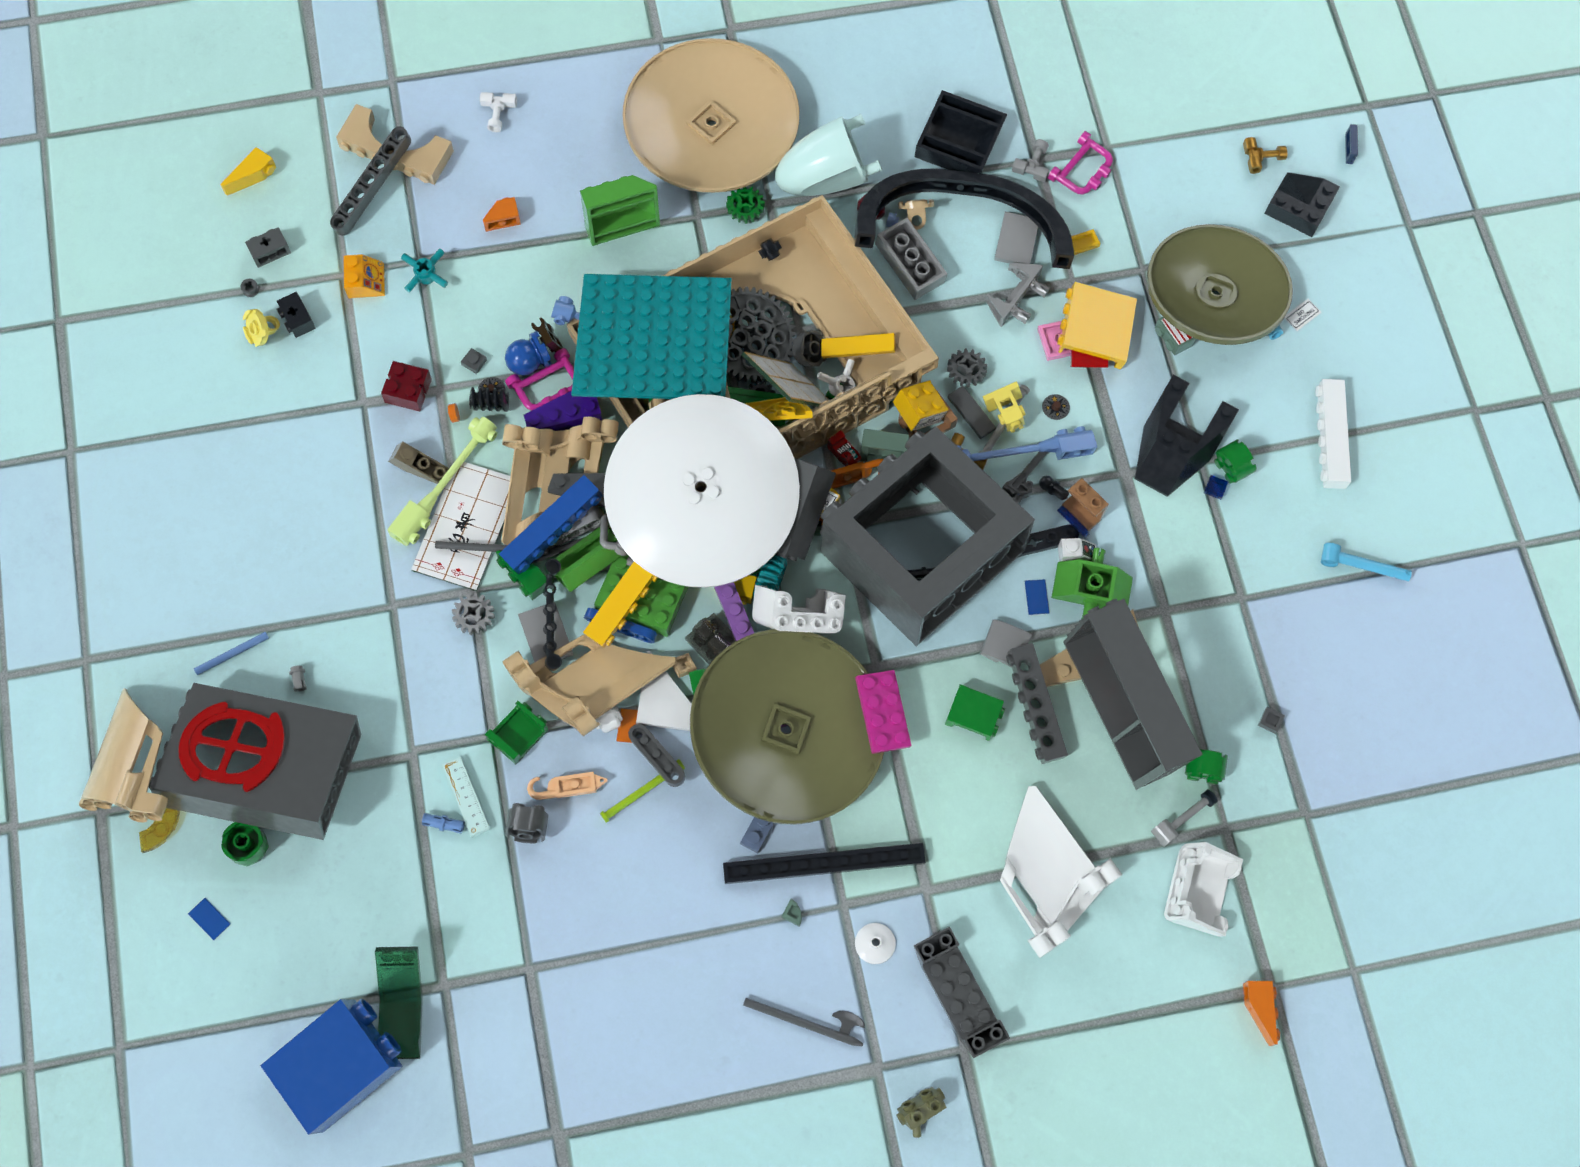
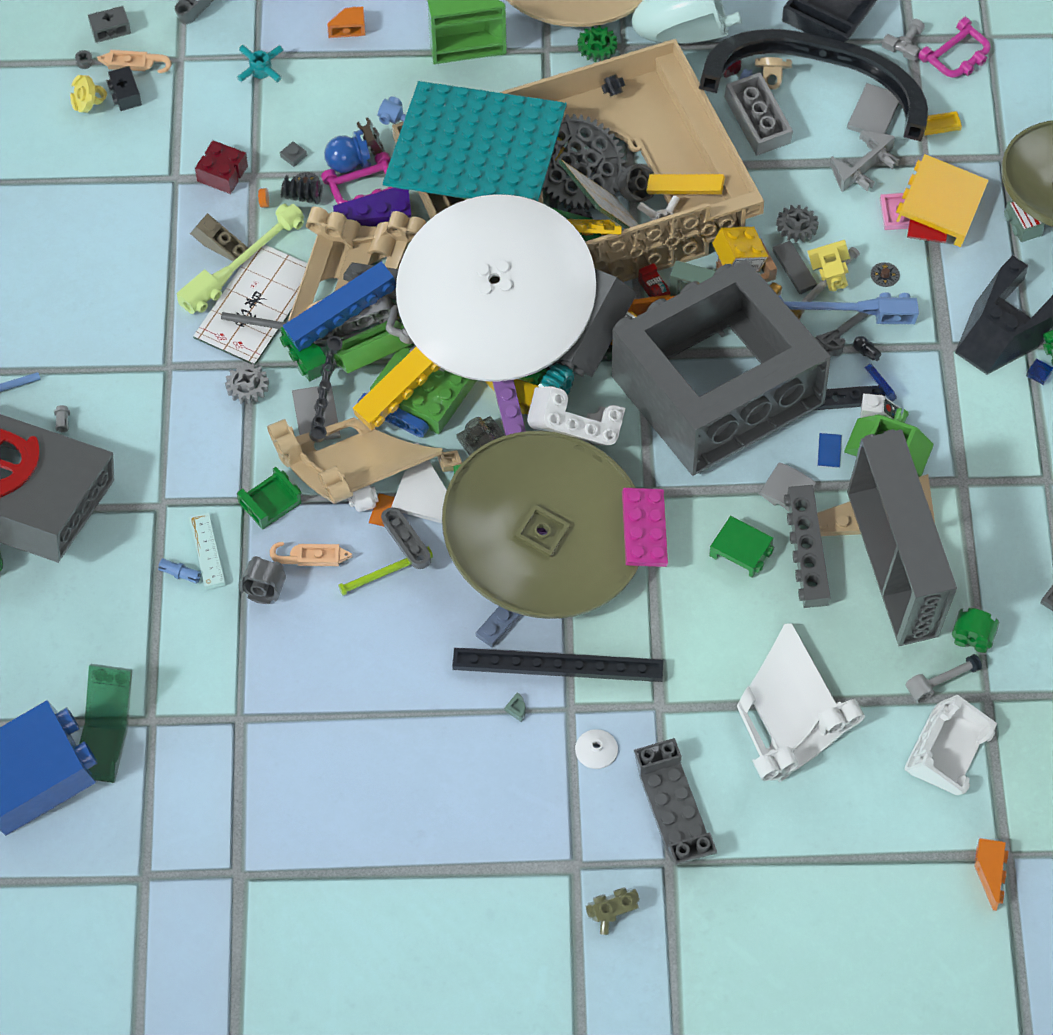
camera: 15 degrees right, 10 degrees down
(299, 282) = (136, 60): none -> light nougat plate
(363, 276) = (198, 62): light orange slope -> none
(847, 1020) = (553, 814): dark grey piece -> none
(1085, 504) = (897, 366): medium nougat panel -> none

